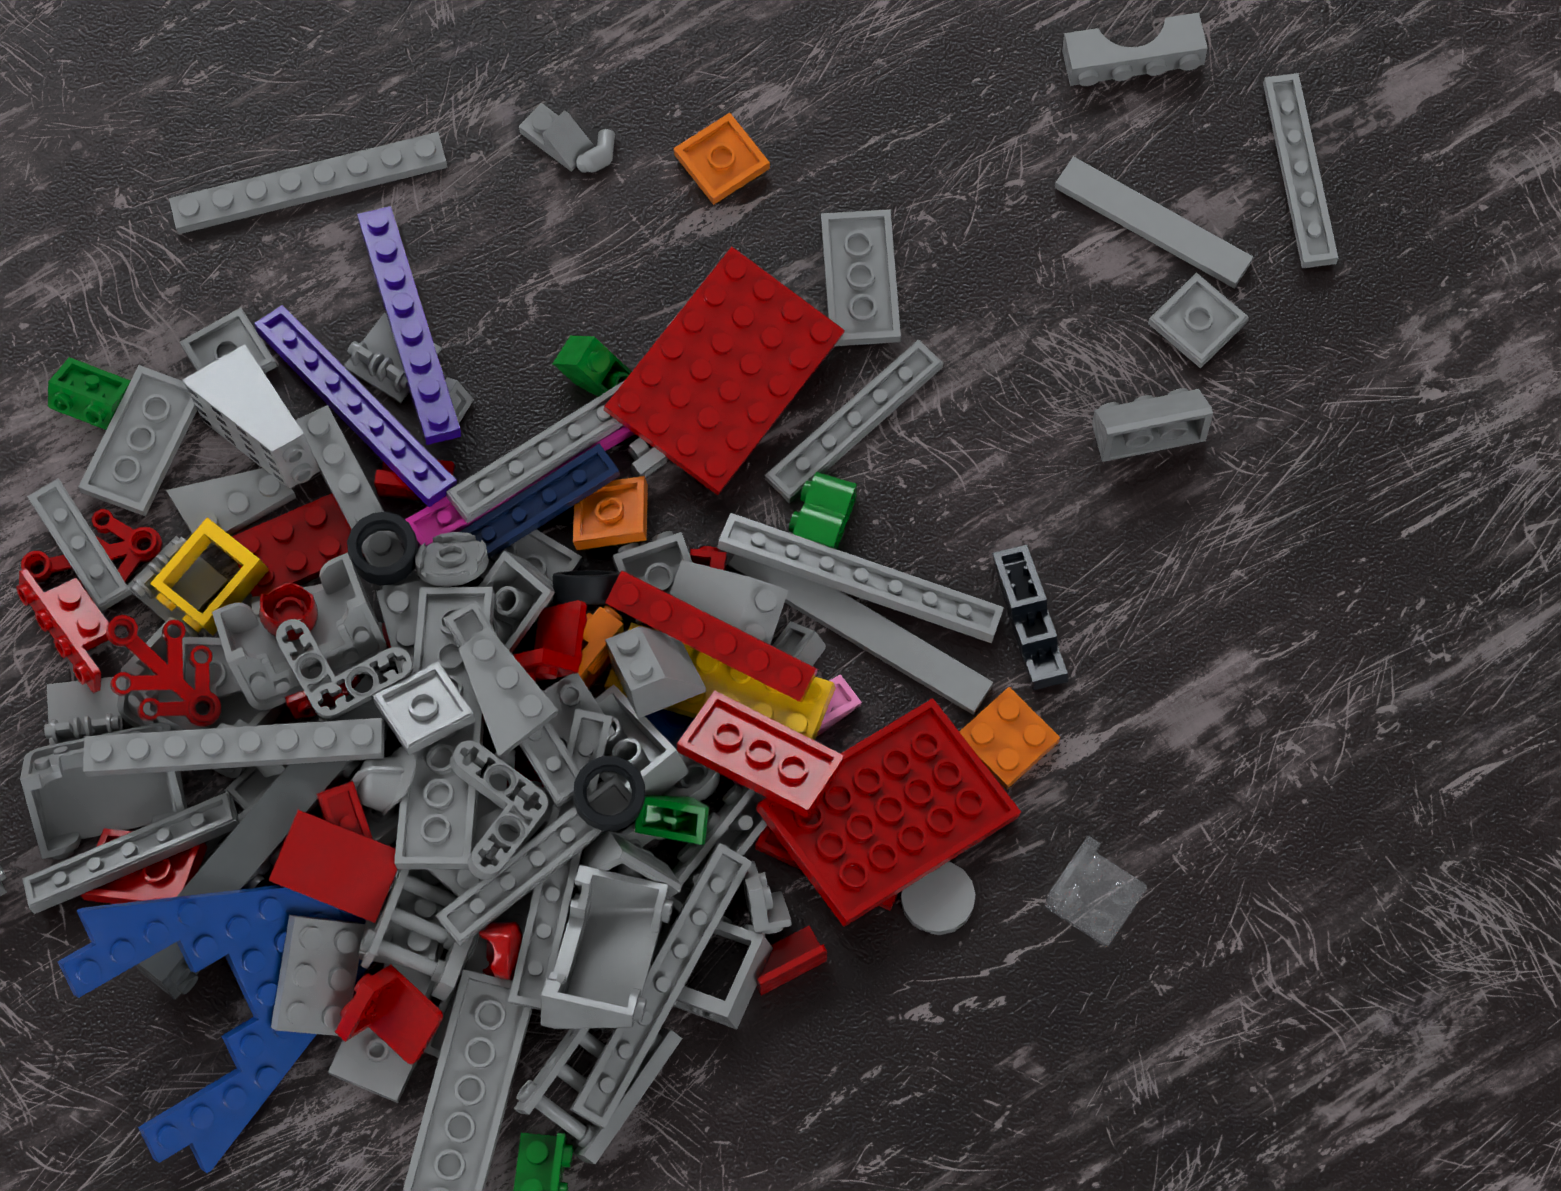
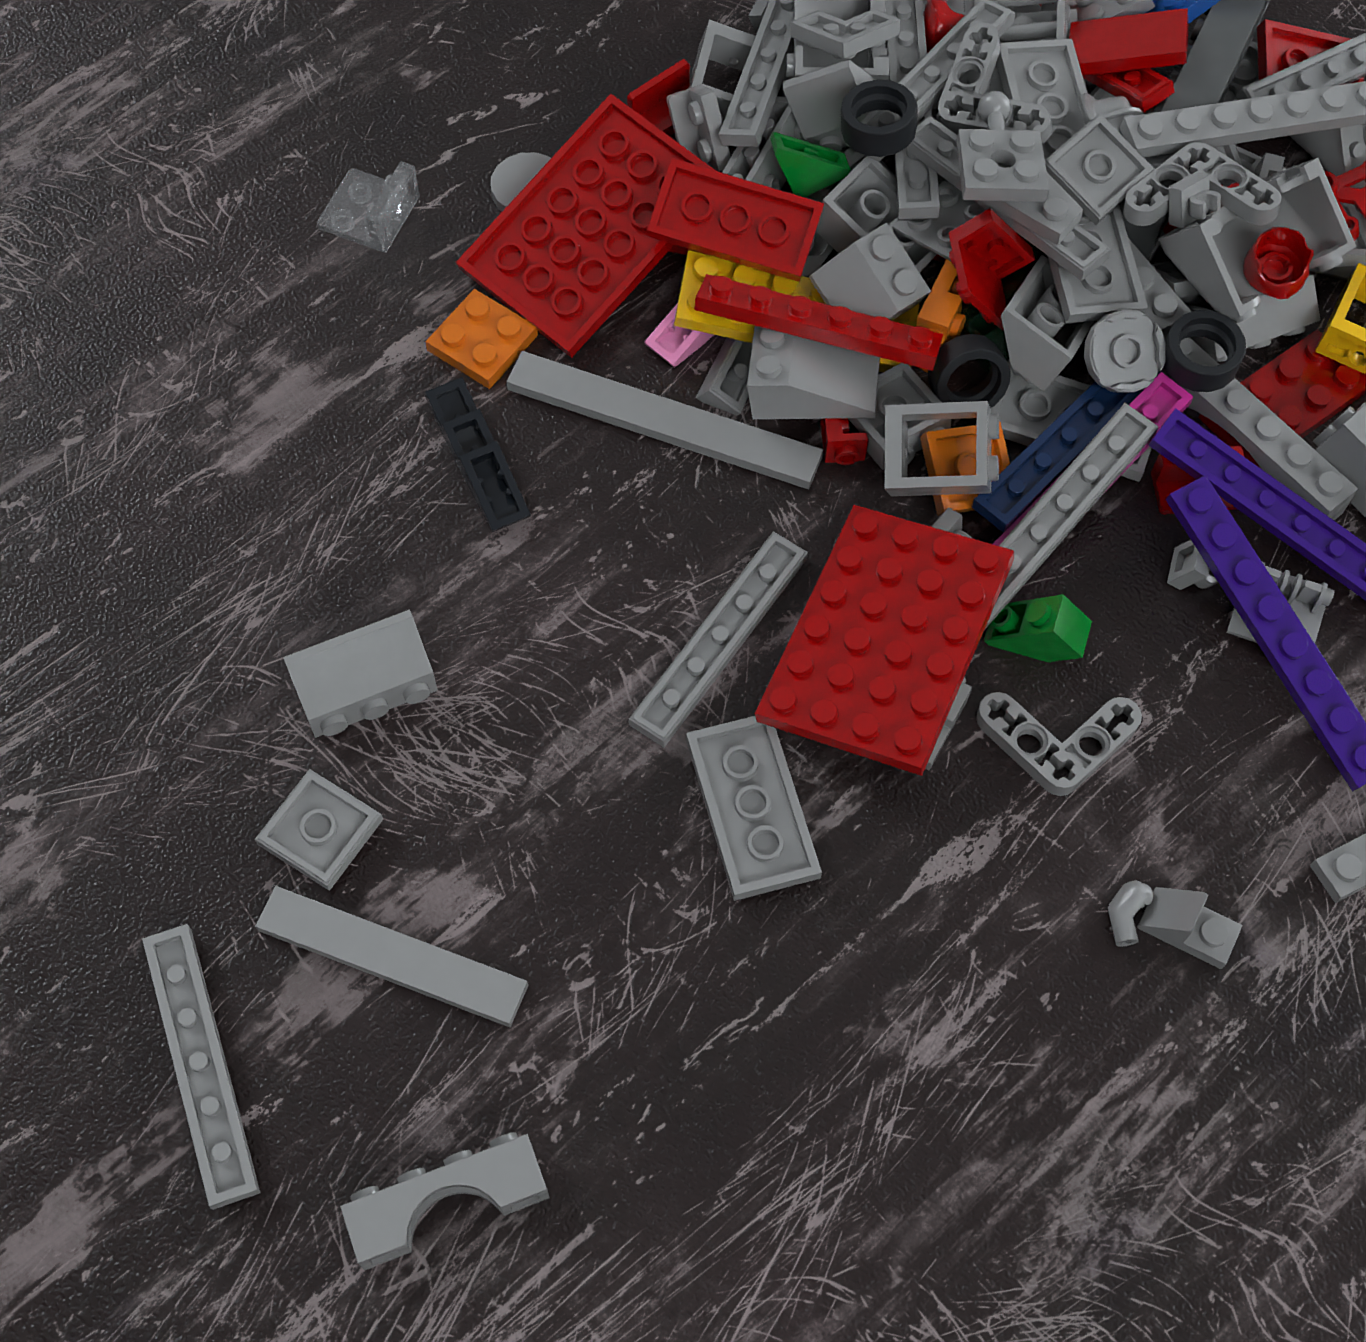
camera: 165 degrees right, 5 degrees down
(352, 655) = (1191, 200): none -> light grey tile
(530, 720) = (982, 149): none -> light grey plate
(605, 275) = (1063, 754): none -> light grey beam
(611, 913) = (845, 37): none -> light grey plate
(631, 523) = (897, 449): none -> light grey window
(721, 158) = (969, 931): orange plate -> none
(825, 510) = (729, 517): green brick -> none
(860, 577) = (673, 451): light grey plate -> none

